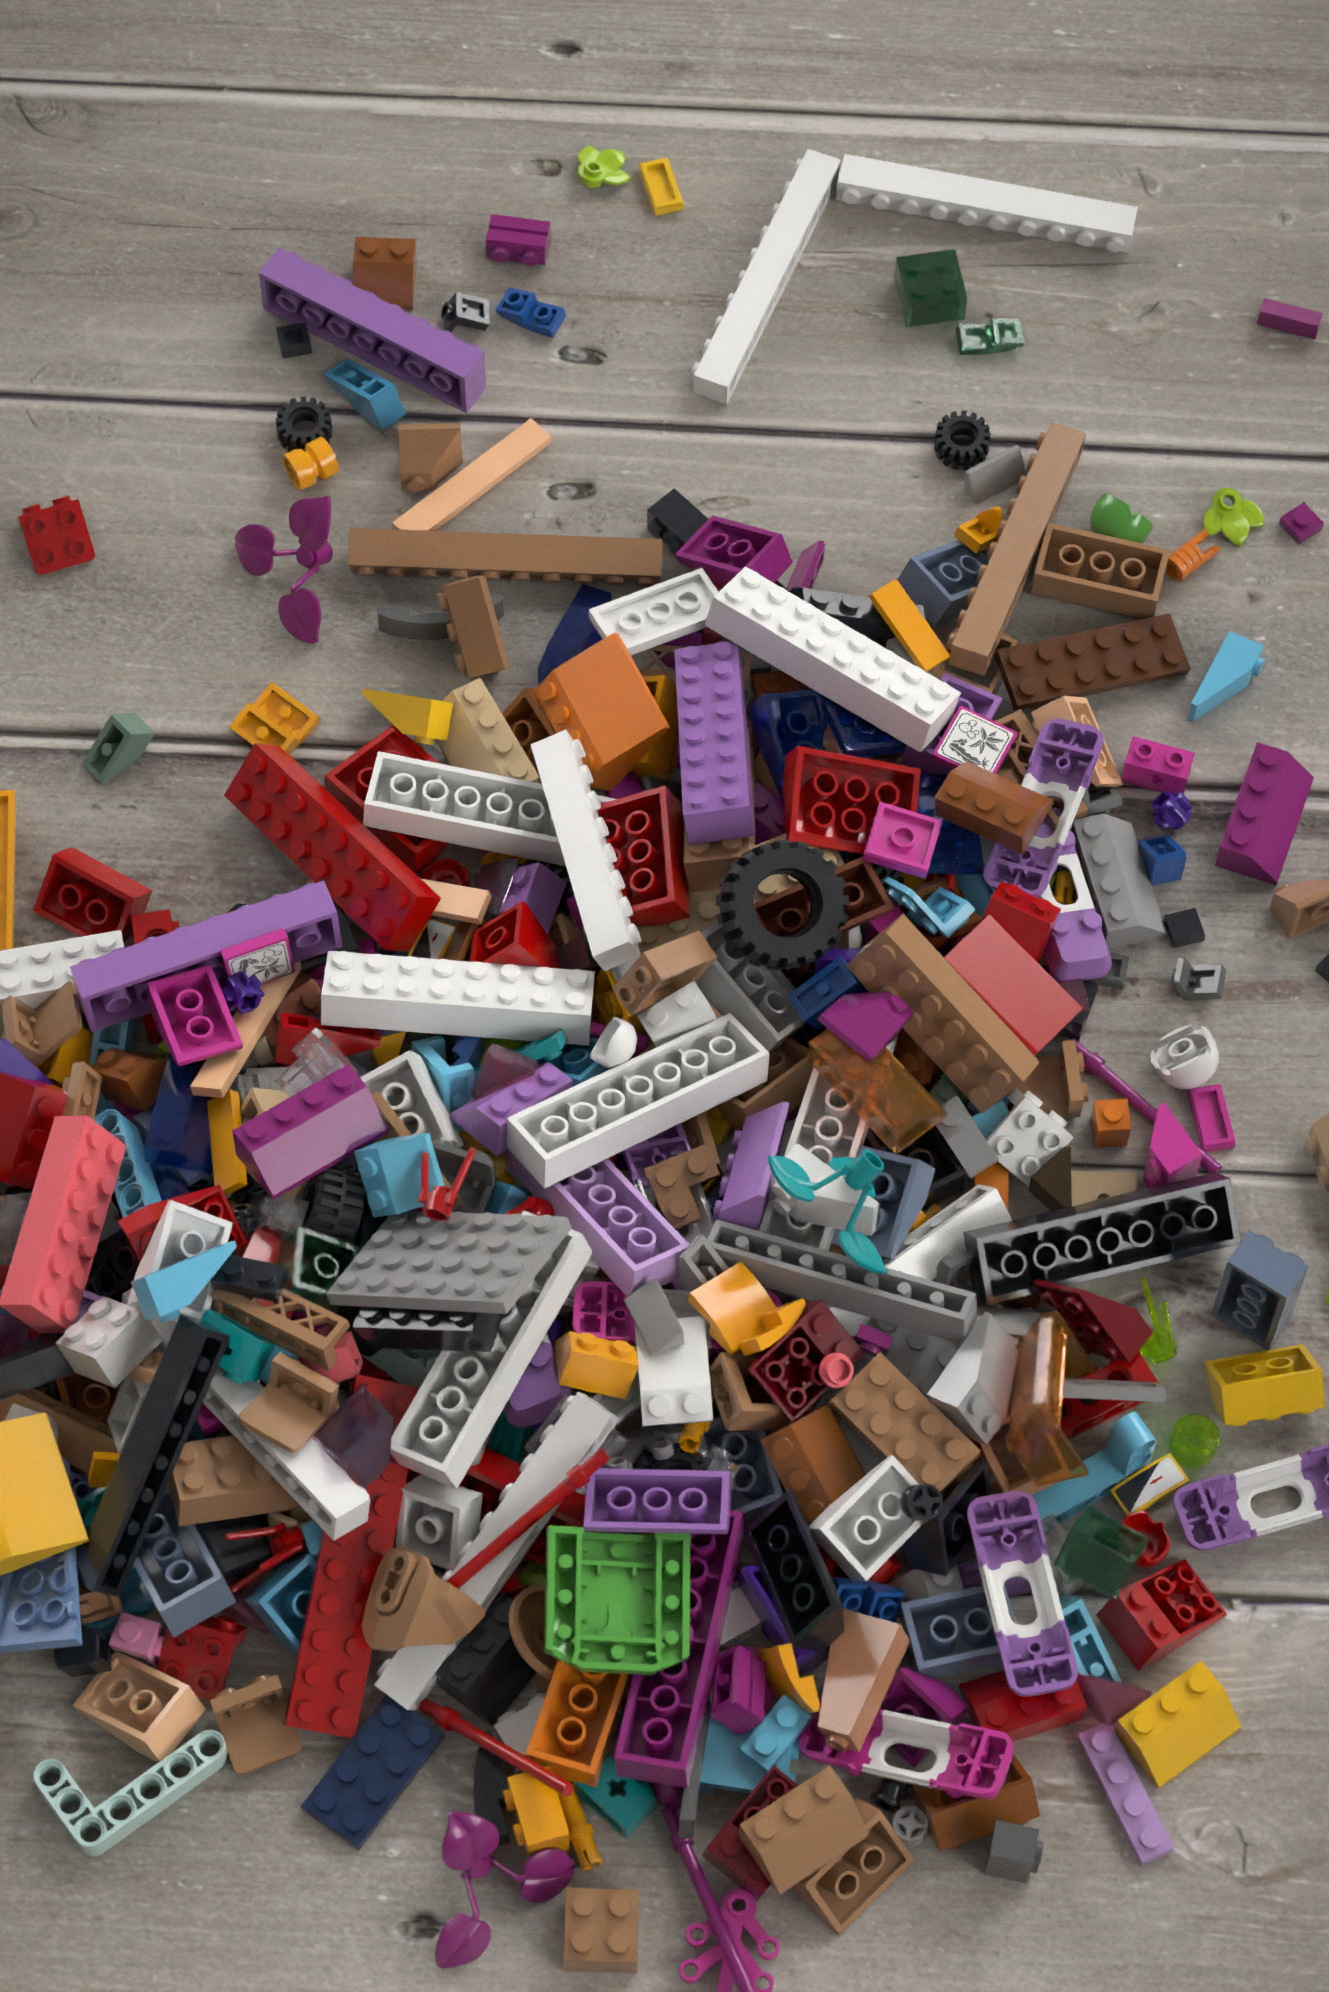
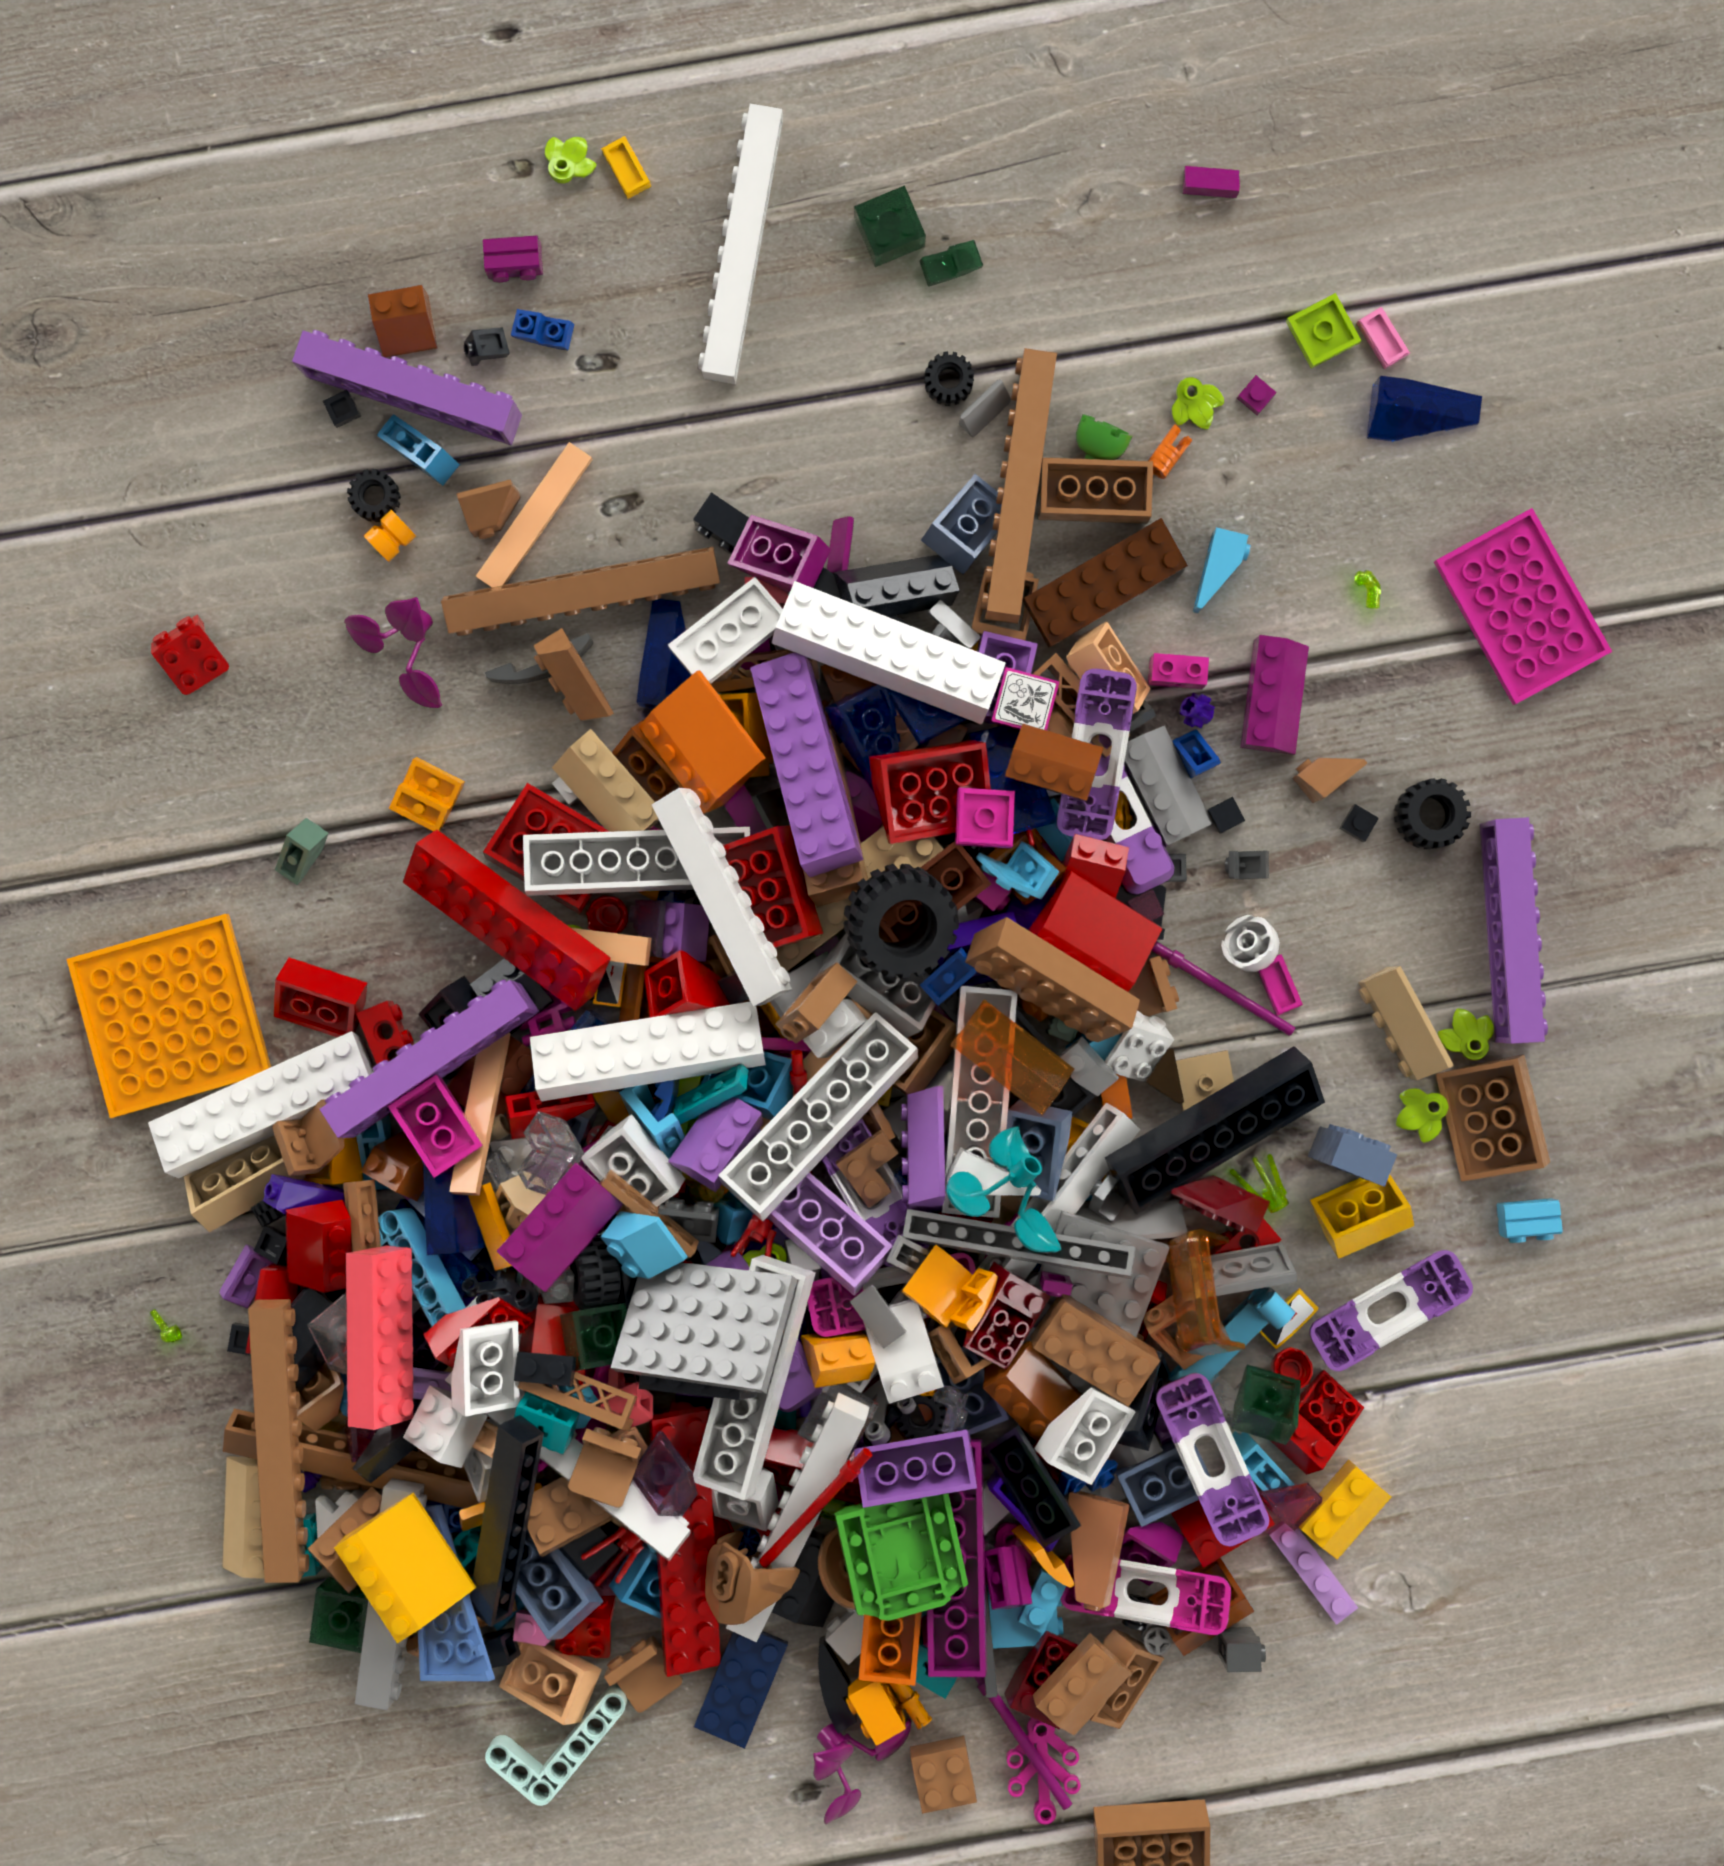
camera: 10 degrees left, 25 degrees up
(179, 1284) = (490, 1396): medium azure slope -> none
(242, 992) = (468, 1088): dark purple gear -> none
(264, 956) = (473, 1057): tile -> none
(414, 715) = (540, 769): yellow slope -> none
(441, 1199) = (684, 1271): red plant -> none
(450, 1720) = (790, 1638): red bar -> none
(500, 1069) = (704, 1116): clear pink slope -> none
(615, 1044) = (788, 1073): white hair -> none
(836, 1370) = (1033, 1326): coral plate -> none
(867, 1021) = (993, 1012): magenta slope -> none
(909, 626) = (946, 598): light orange tile -> none
(929, 1501) = (1131, 1420): black wheel -> none
(978, 1381) = (1148, 1305): light grey slope -> none
(981, 530) = (984, 469): light orange tile -> none
(986, 203) = (920, 123): white brick -> none
(1110, 1123) = (1200, 1013): orange brick -> none
(1171, 1152) = (1252, 1037): dark pink slope -> none
(1187, 1428) = (1319, 1283): clear neon green wheel -> none

